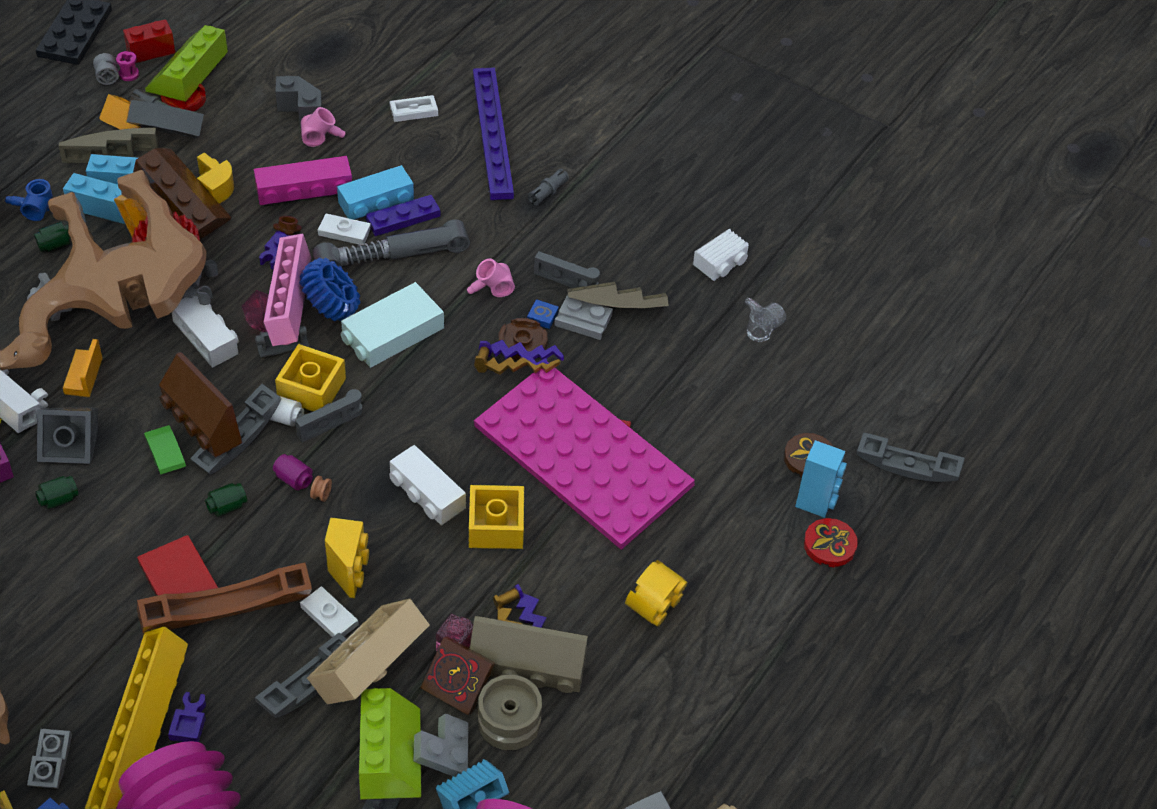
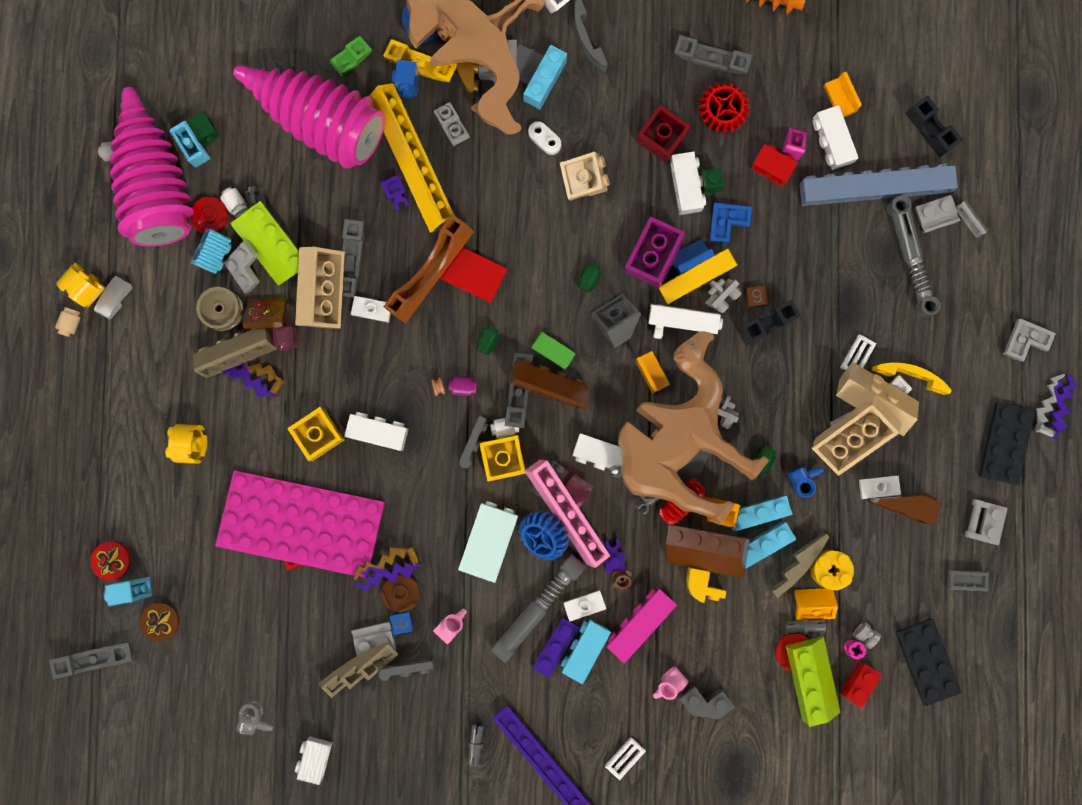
camera: 150 degrees right, 35 degrees up
(82, 118) = (842, 572): none -> yellow brick
(165, 118) = (778, 612): dark grey slope -> none
(346, 553) = (384, 345): yellow slope -> none

